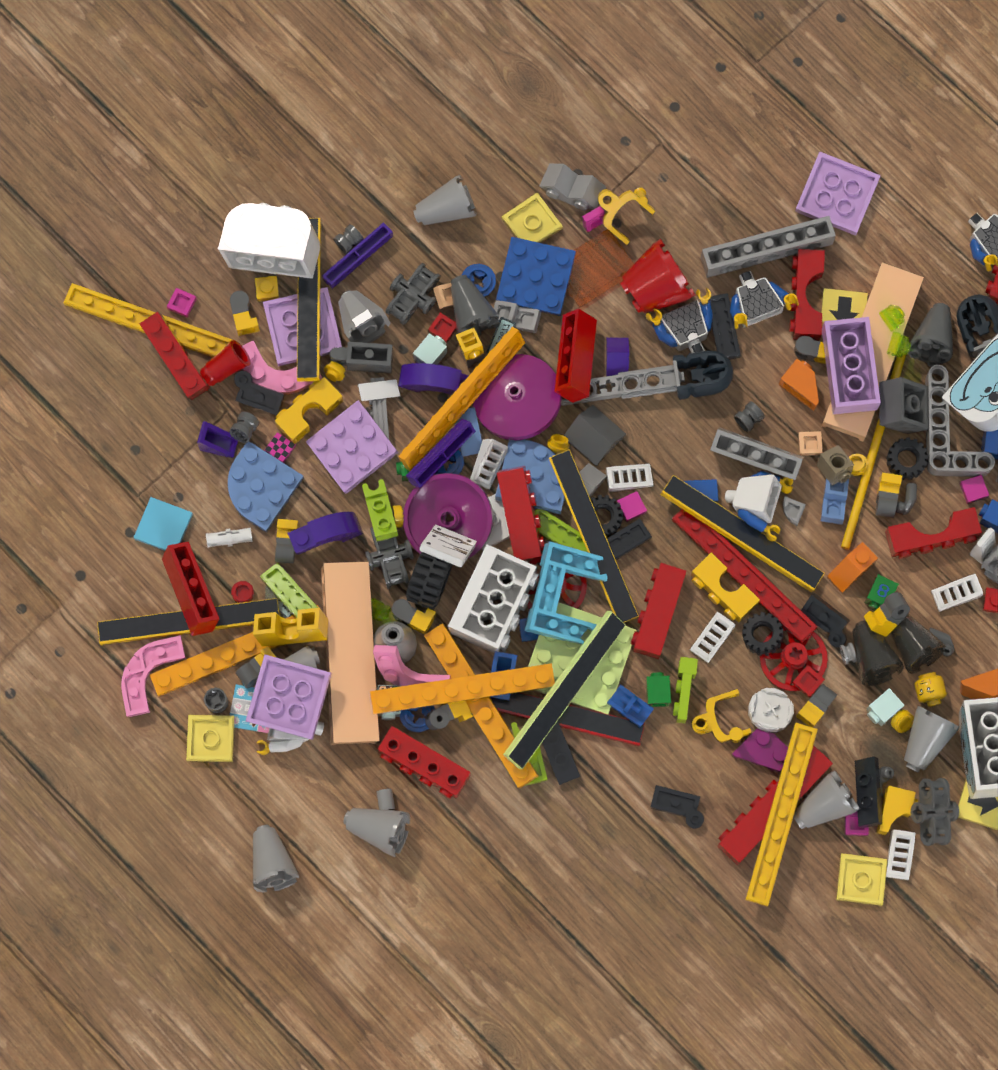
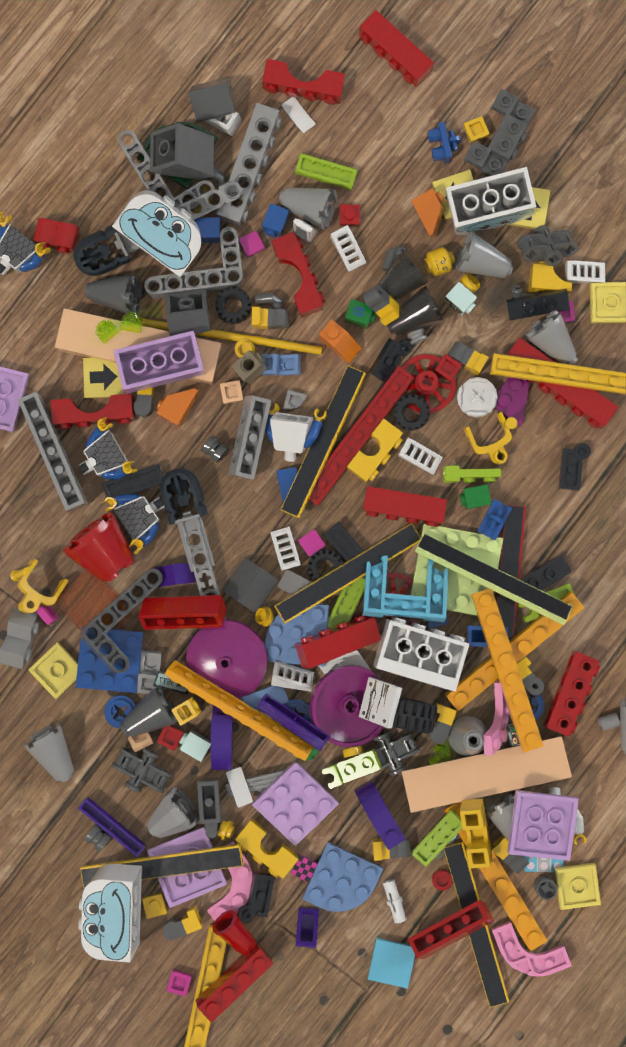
camera: 100 degrees left, 10 degrees up
(243, 428) = (291, 905): dark grey wheel -> none
(582, 287) = (116, 615): none -> dark grey beam

